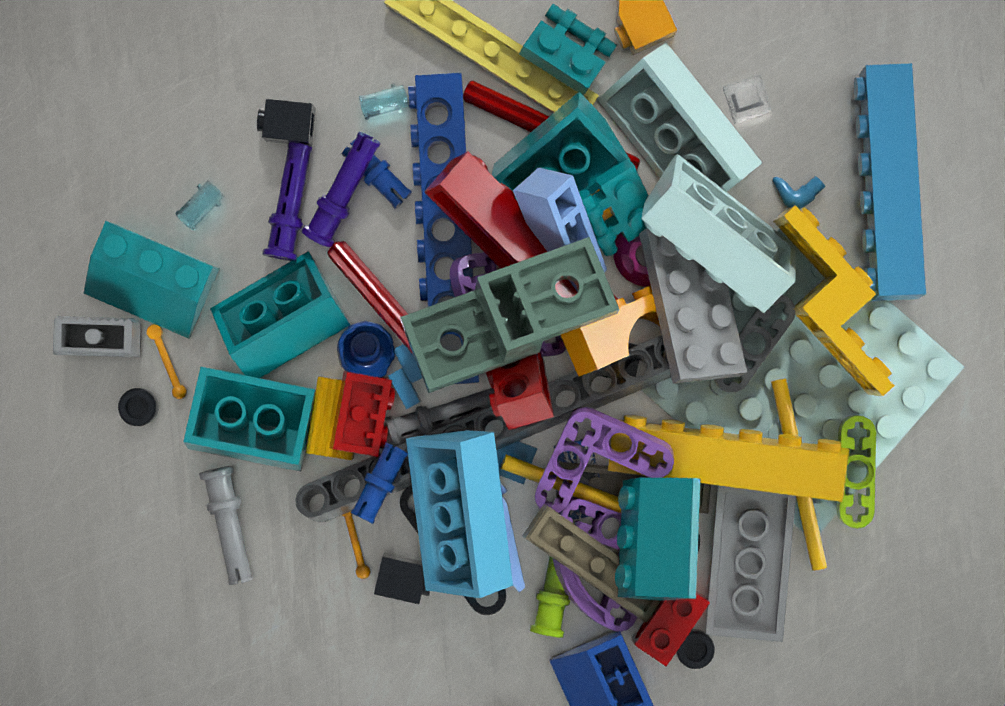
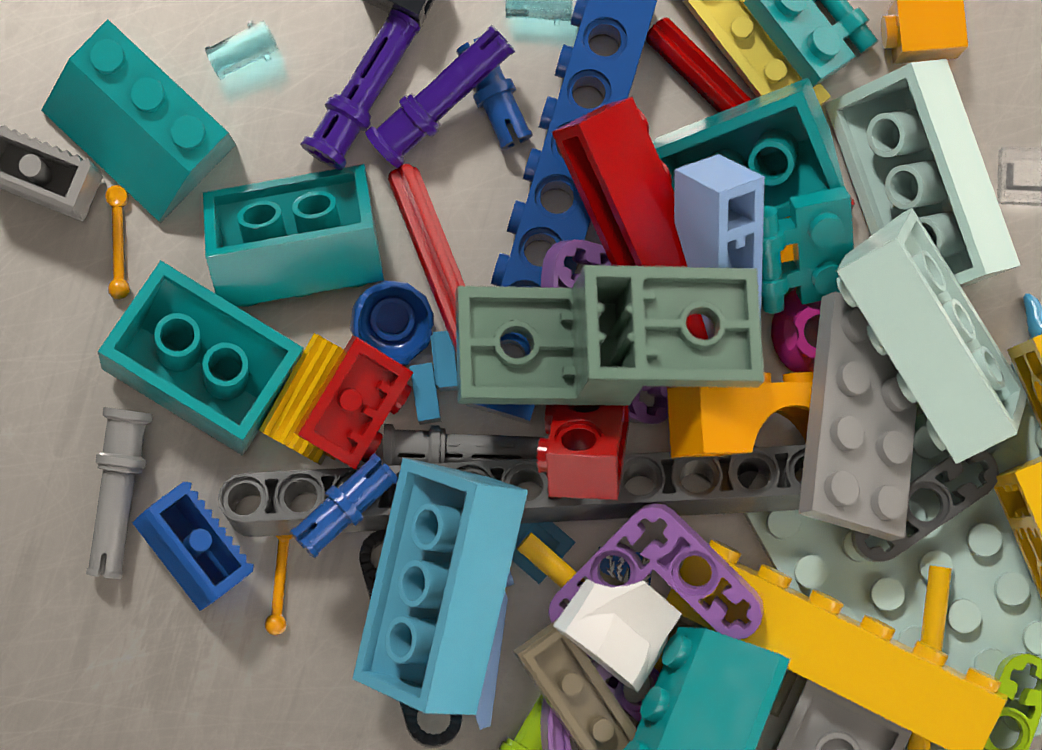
camera: 20 degrees right, 5 degrees down
(138, 407) = (56, 288): black tile -> none
(291, 542) = (193, 545): none -> blue brick
(401, 579) = (323, 652): black brick -> none
(585, 497) = (620, 628): none -> white slope

